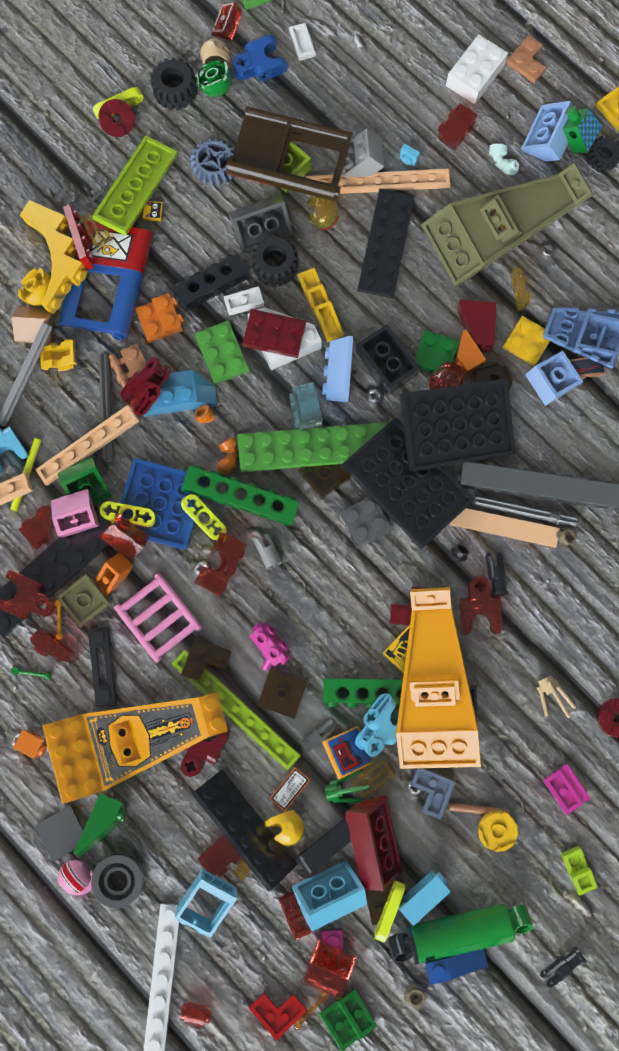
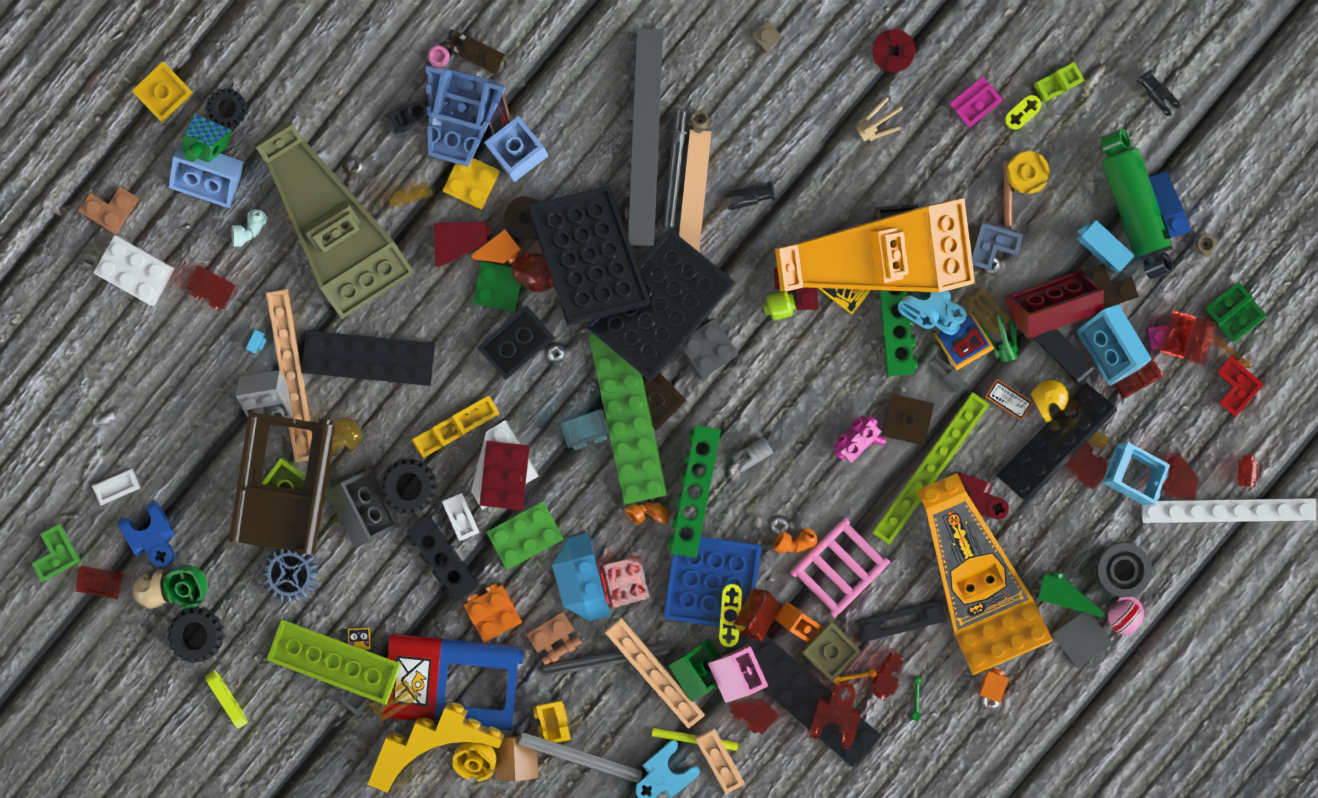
camera: 100 degrees left, 10 degrees up
(80, 241) = (413, 716): plate -> none
(106, 120) = (237, 700): dark red plate -> none
(145, 386) = (581, 615): dark red piece -> none
(169, 427) = (624, 582): none -> clear red plate
(185, 587) = (805, 539): none -> orange arm
(195, 946) = (1181, 480): none -> clear red slope
(198, 503) = (709, 538): neon yellow beam -> none
(202, 654) = (875, 512): dark brown plate -> none
(204, 414) = (603, 545): orange tile -> none
(230, 551) = (791, 506): clear red arch -> none
(338, 369) = (534, 398): light blue slope -> none
(389, 911) = (1122, 280): neon yellow beam -> none
(397, 588) = (779, 305): none -> lime head
(459, 553) = (731, 239): black plate -> none
(480, 604) = (786, 211): clear red piece -> none
(556, 830) = (1019, 109): none -> neon yellow beam
(587, 291) = (406, 117): none -> black piece

